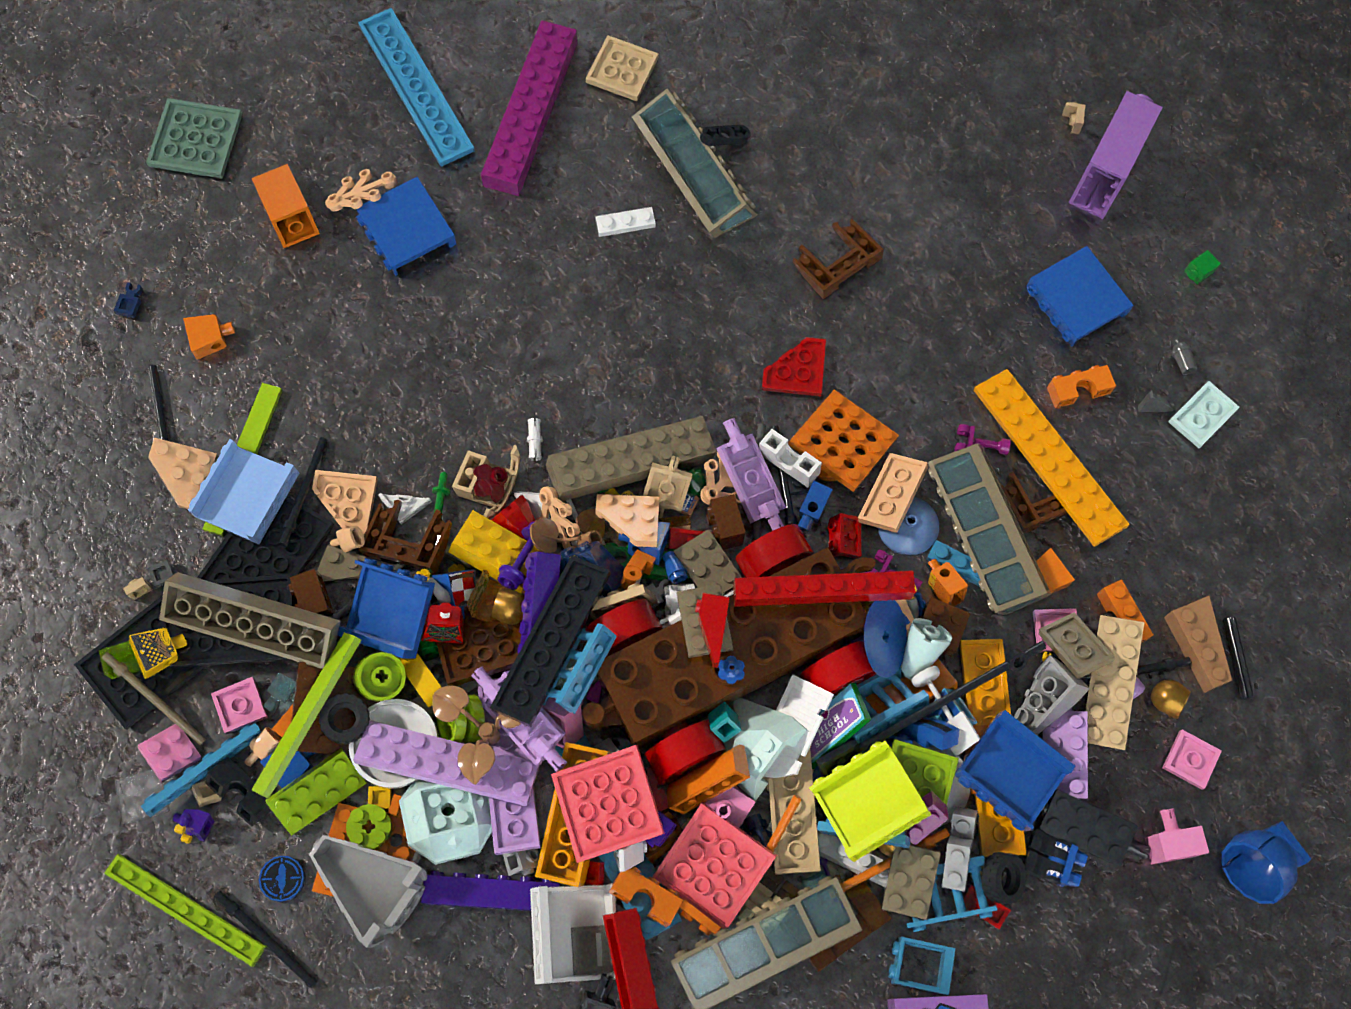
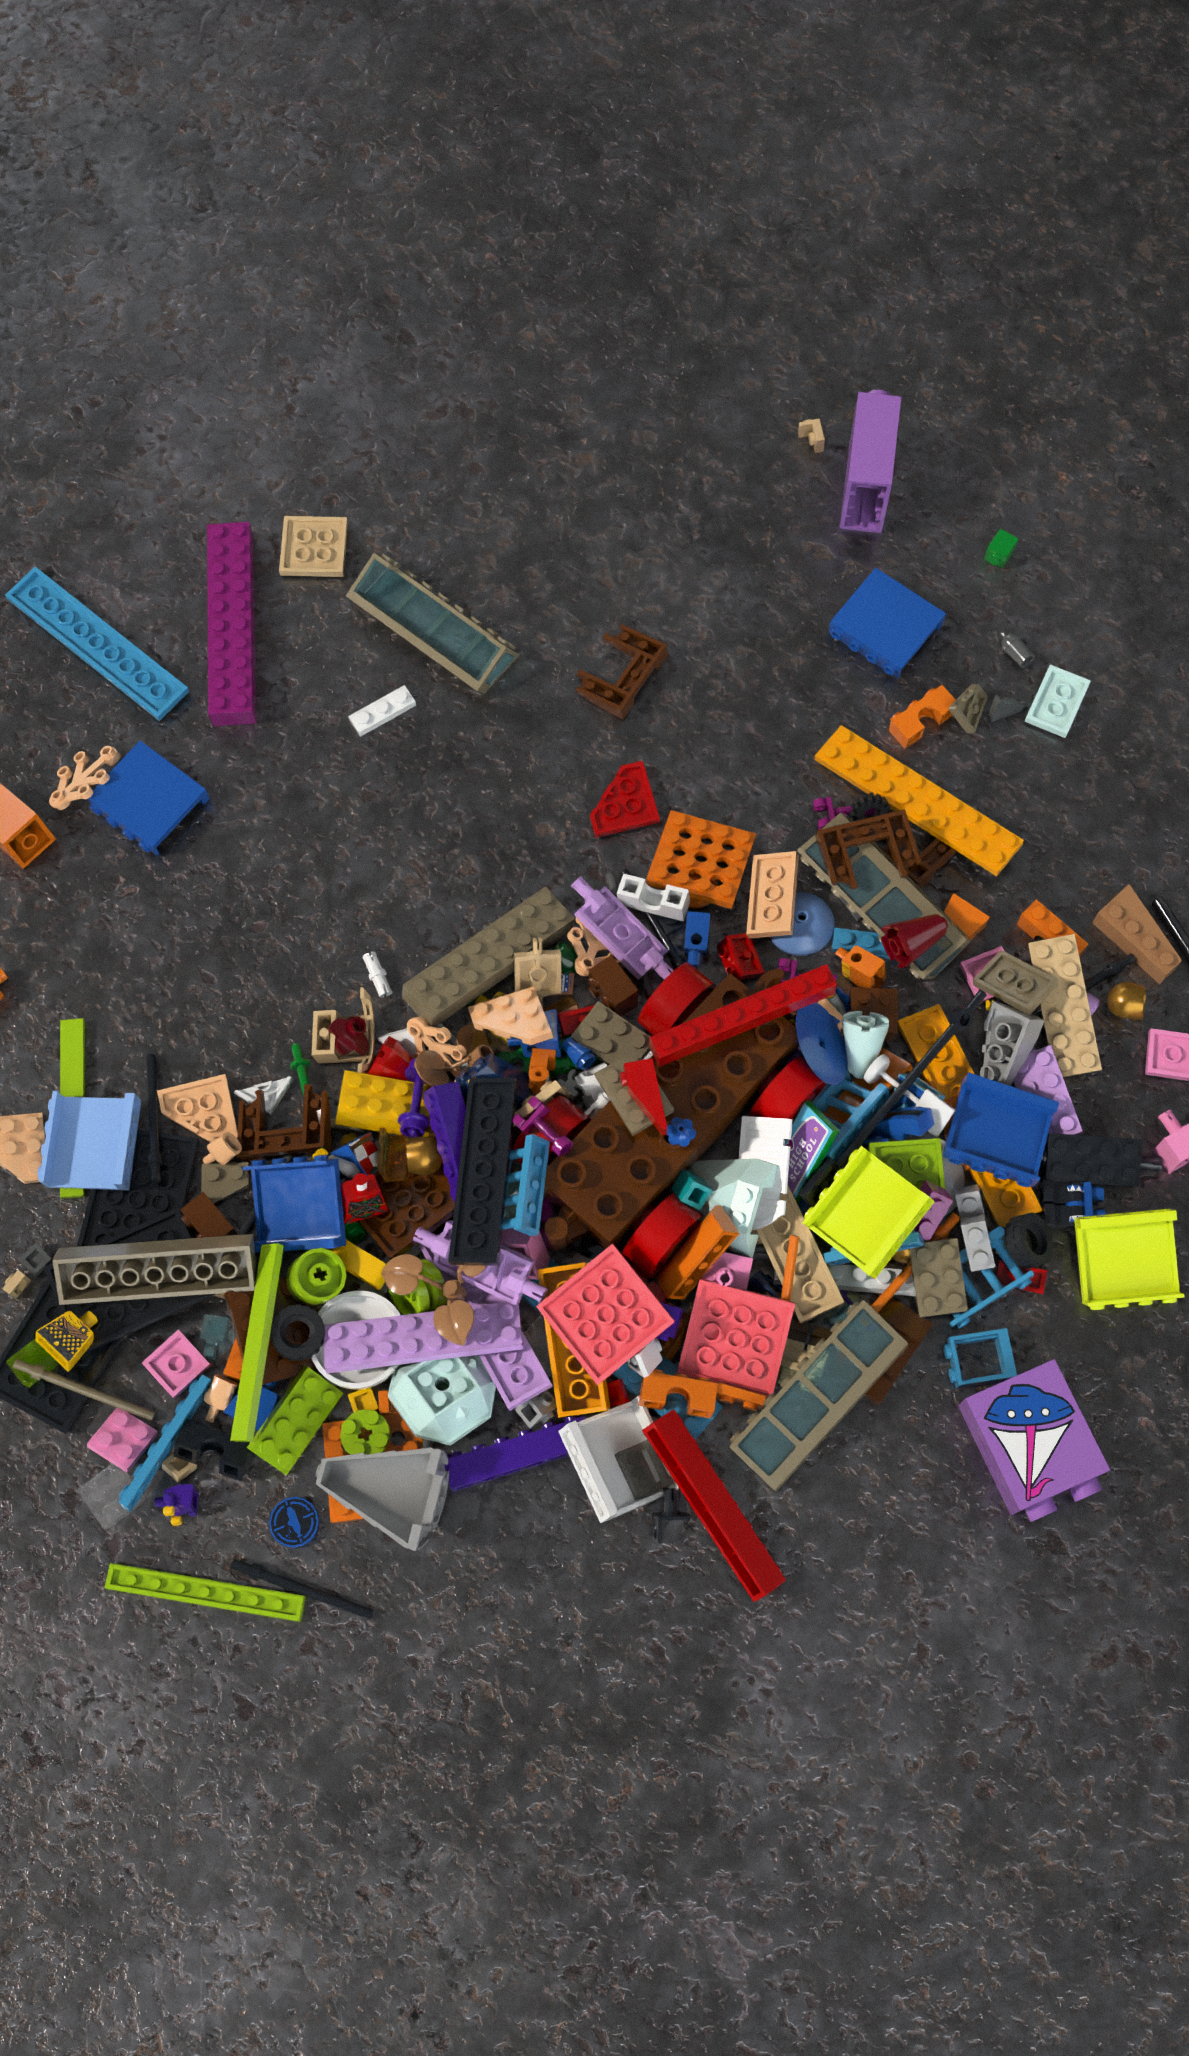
camera: 15 degrees left, 0 degrees up
(625, 642) = (561, 1145): none -> magenta bar
(712, 135) = (441, 586): black beam -> none
(999, 574) = (912, 937): none -> dark red cone
(1005, 443) = (869, 802): none -> black tyre
(1018, 472) = (889, 826): none -> reddish brown wedge
(1086, 927) = (1127, 1258): none -> neon yellow panel
(1124, 392) = (969, 707): none -> dark tan wing

